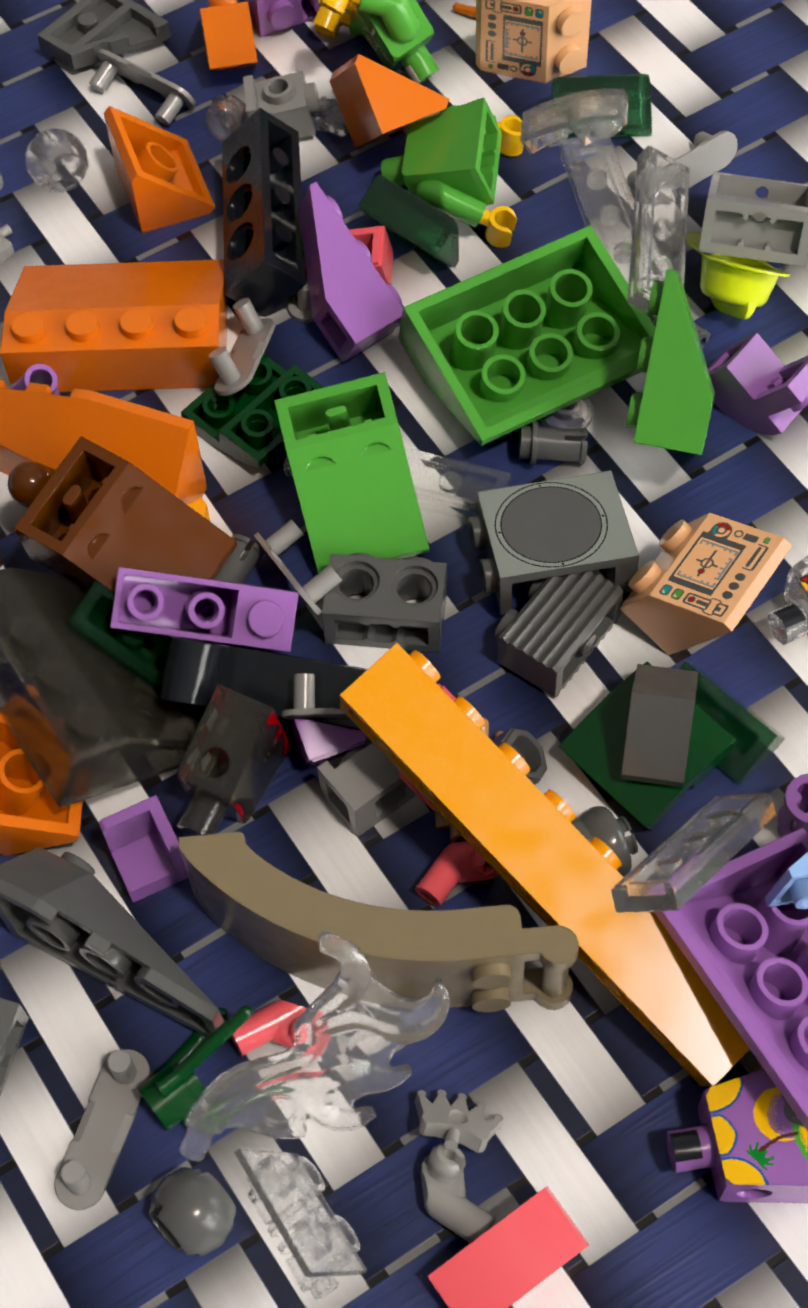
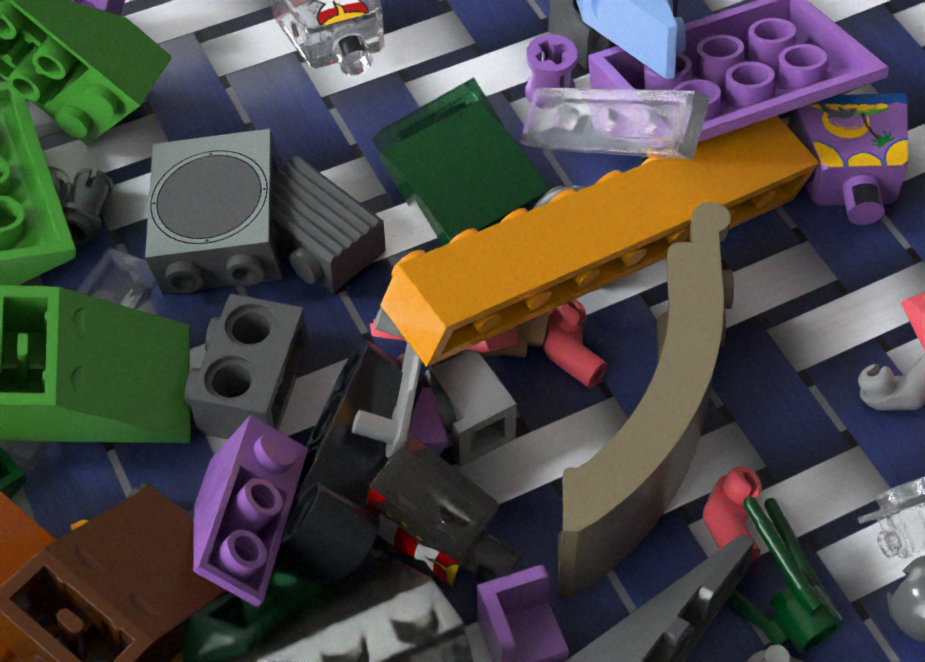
camera: 85 degrees left, 5 degrees down
(316, 587) = (139, 466): light grey piece -> none
(335, 1059) = (806, 471): clear piece -> none
(455, 1121) = (833, 372): light grey piece -> none
(659, 725) = (459, 139): dark grey slope -> none
(702, 580) = (309, 87): light nougat slope -> none

